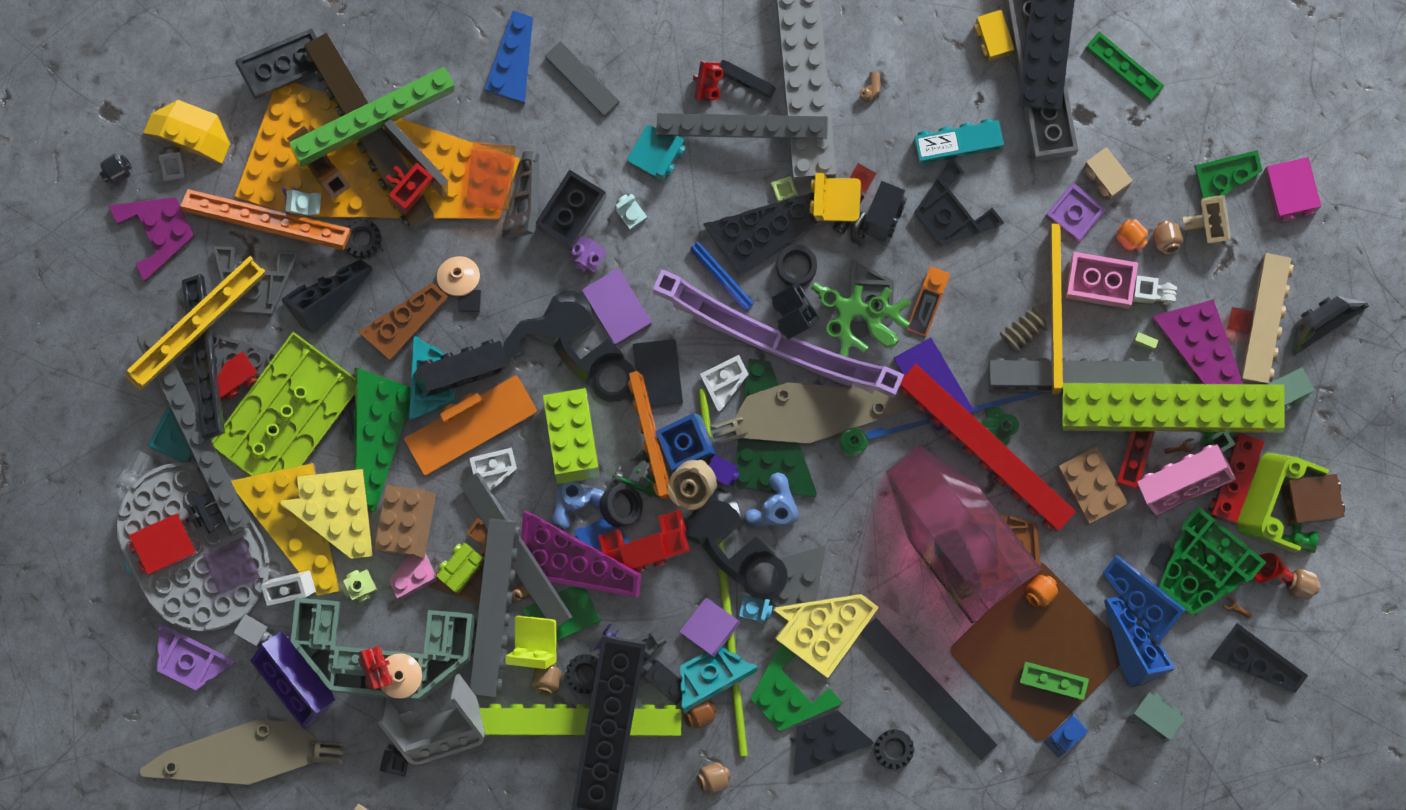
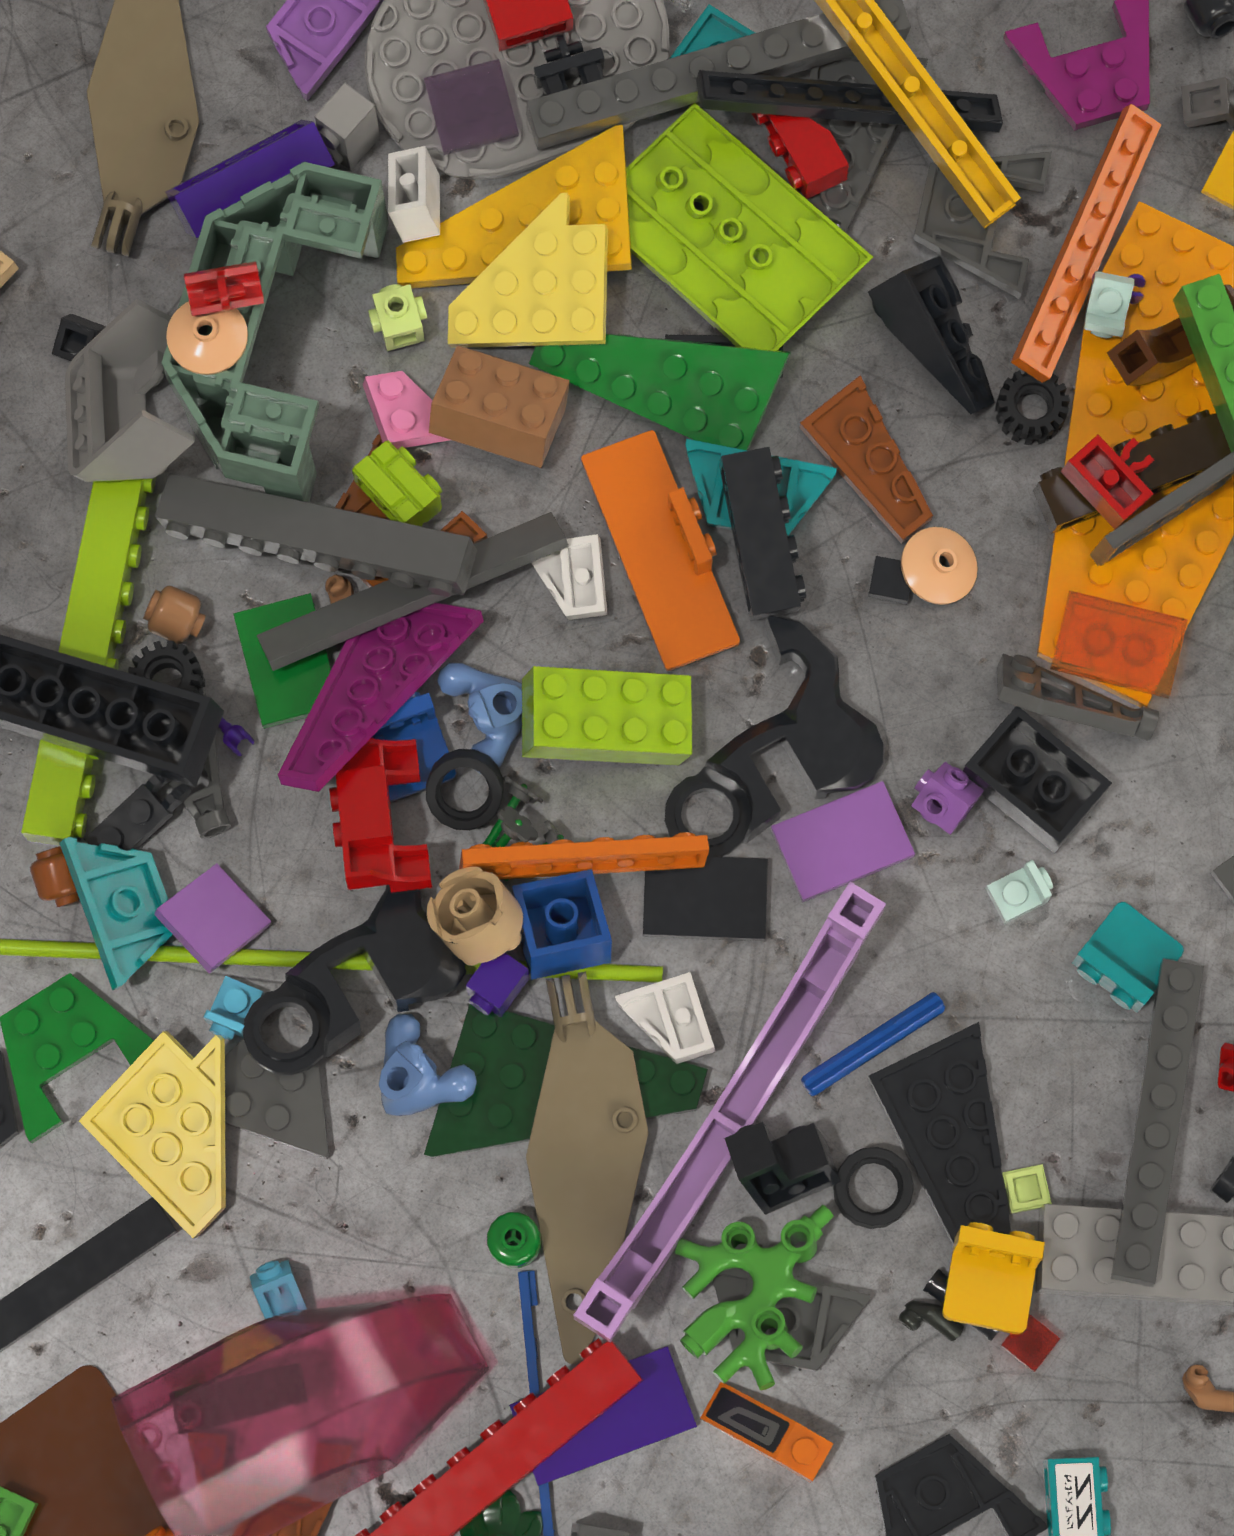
camera: 100 degrees right, 5 degrees down
(533, 643) = (235, 599): neon yellow bracket -> none
(884, 212) = (952, 1368): black brick -> none
(900, 558) = (276, 1289): none -> medium azure bracket

